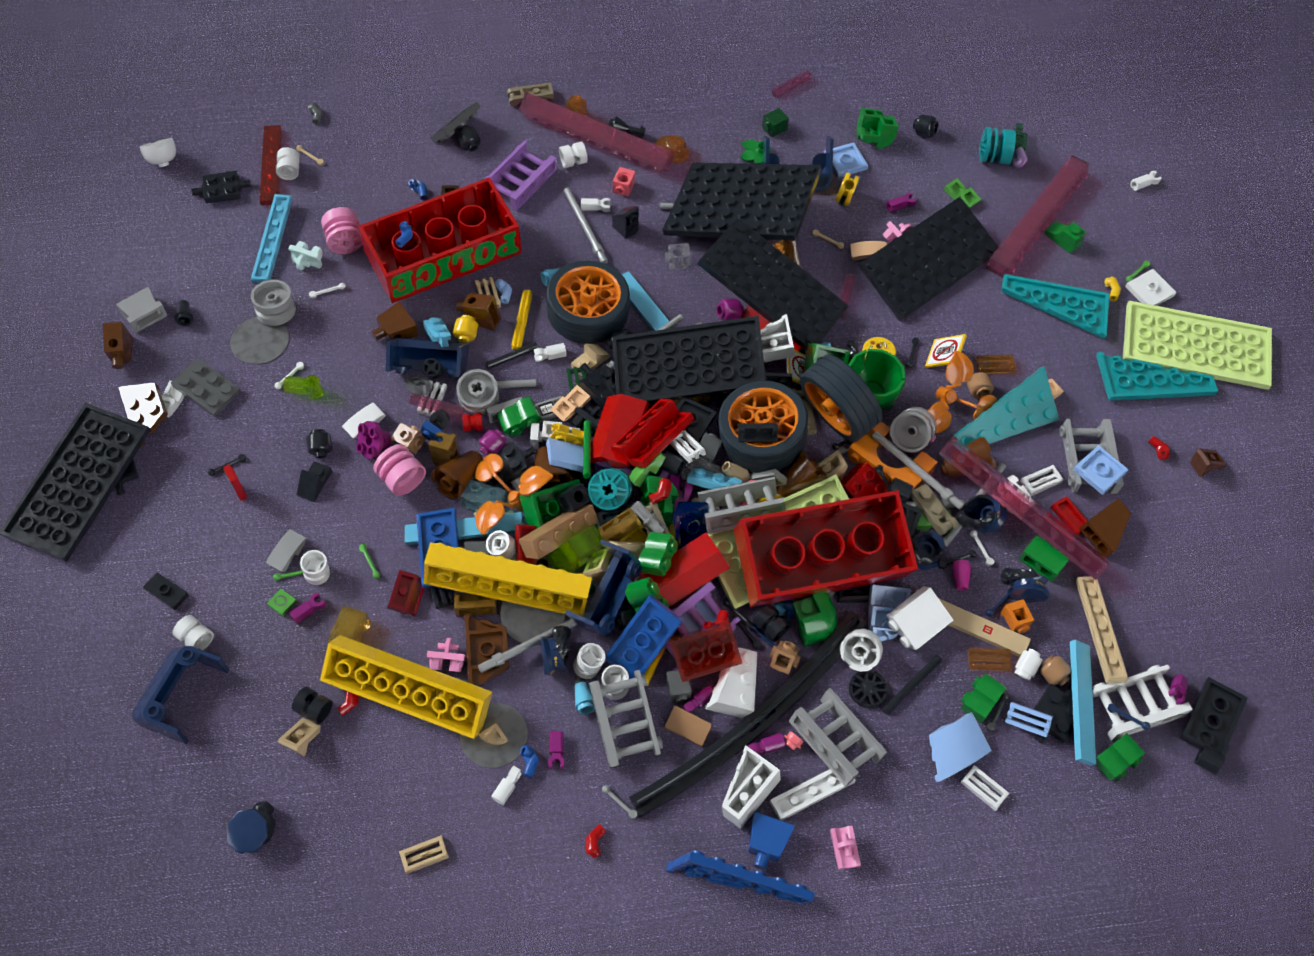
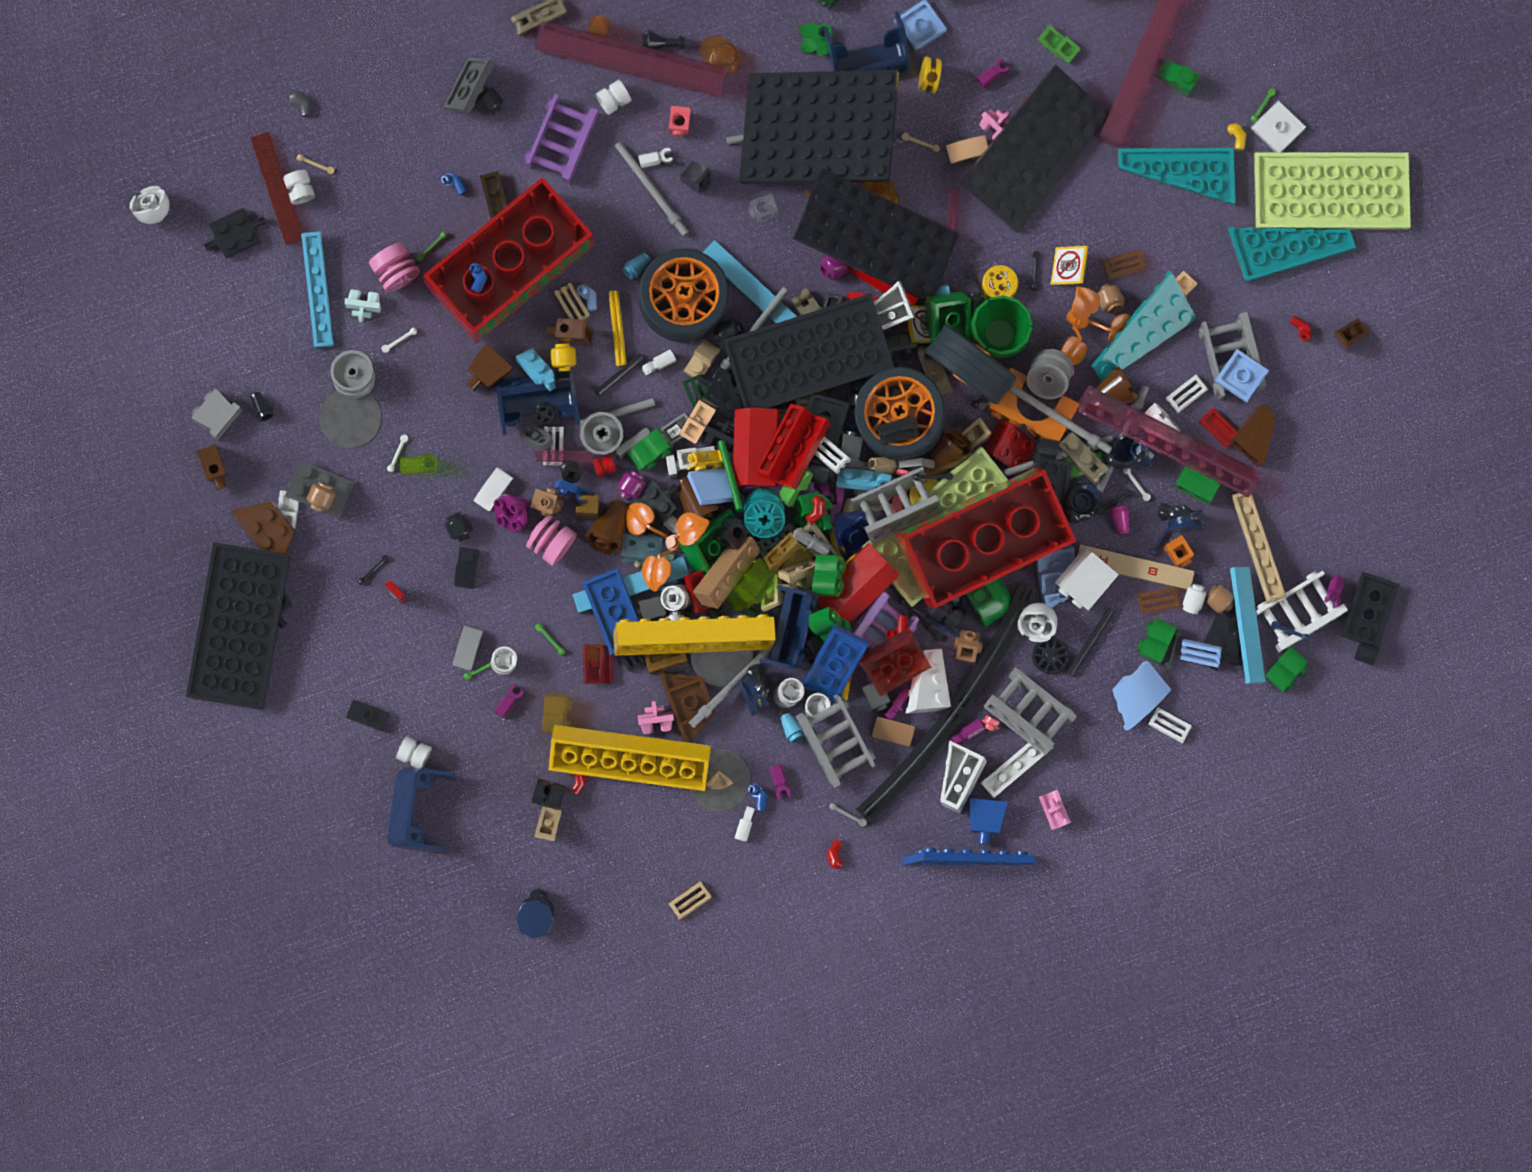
camera: 15 degrees left, 20 degrees up
(200, 386) = (321, 496): none -> medium nougat head
(282, 602) = (482, 701): bright green tile -> none
(798, 492) = (949, 476): none -> black hinge

